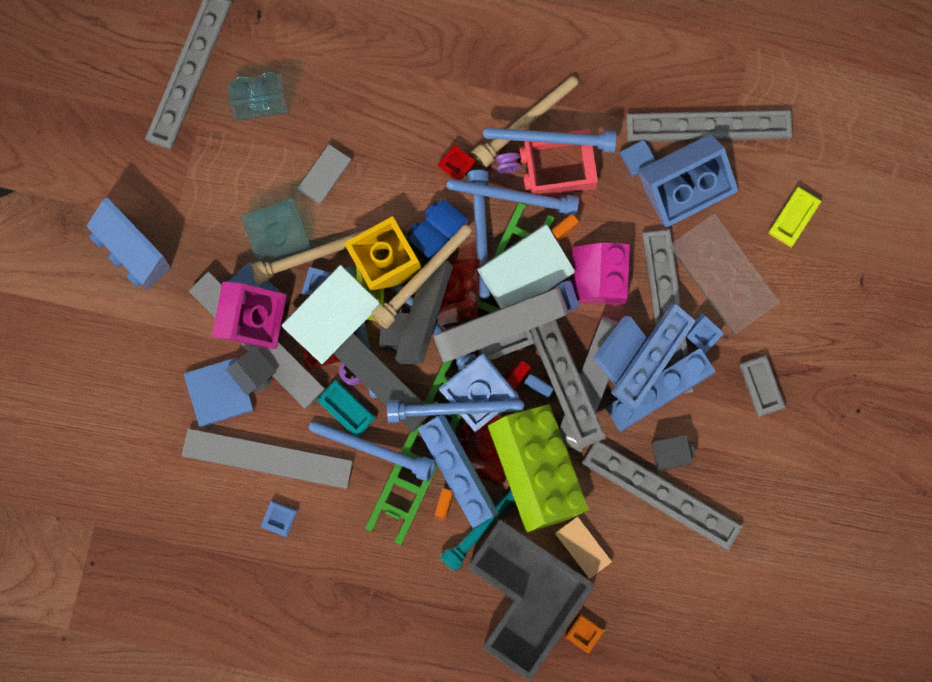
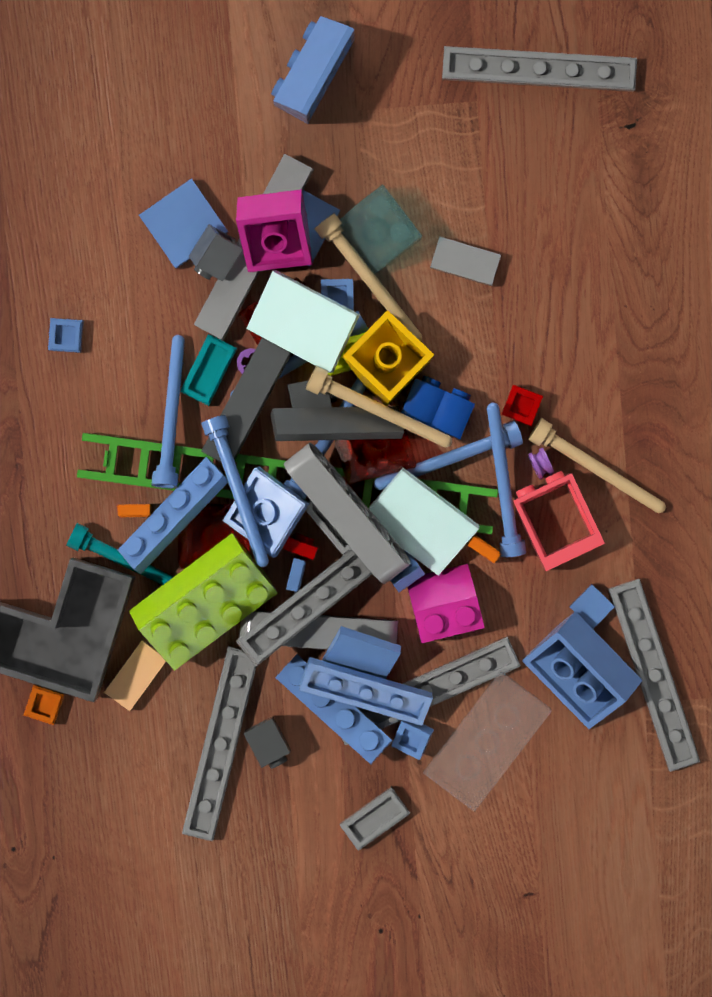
camera: 70 degrees right, 10 degrees up
(257, 96) = (530, 156): clear light blue slope -> none
(267, 459) = (126, 301): light grey tile -> none
(604, 141) = (594, 564): medium blue piece -> none
(794, 217) = (578, 800): neon yellow tile -> none

